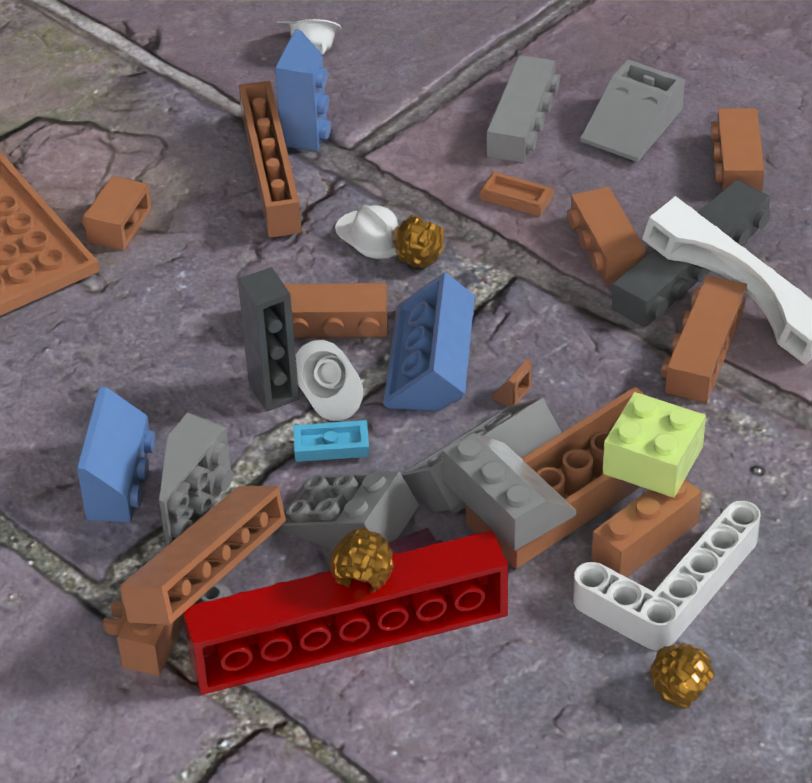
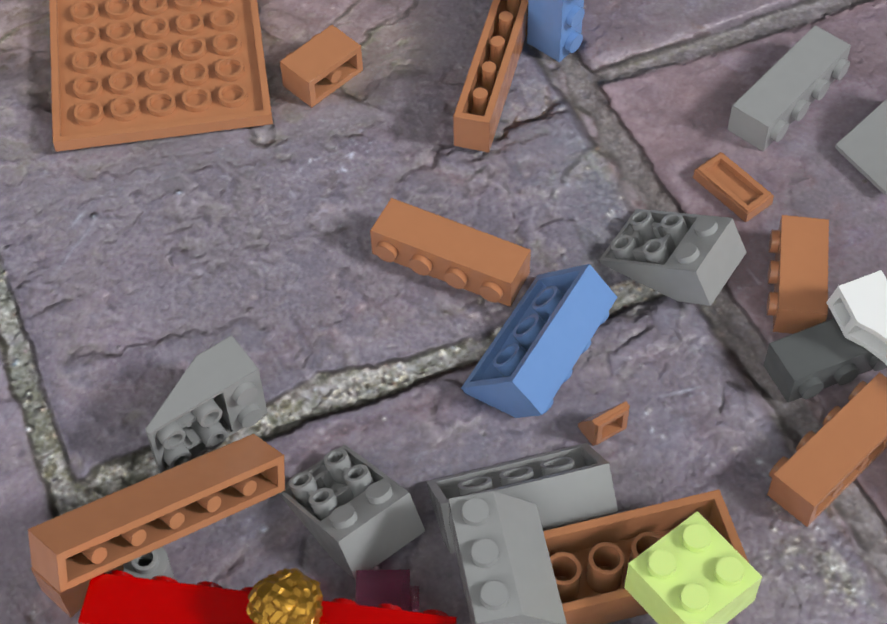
camera: 25 degrees right, 10 degrees up
(114, 459) = (153, 348): medium blue slope -> none
(268, 338) = (358, 277): dark grey brick -> none
(328, 380) = (413, 340): white piece -> none
(331, 441) = (381, 413): medium azure plate -> none
(369, 231) = (559, 178): white piece -> none
(418, 242) = (594, 210): pearl gold piece -> none
(502, 251) = (677, 253): none -> light grey slope

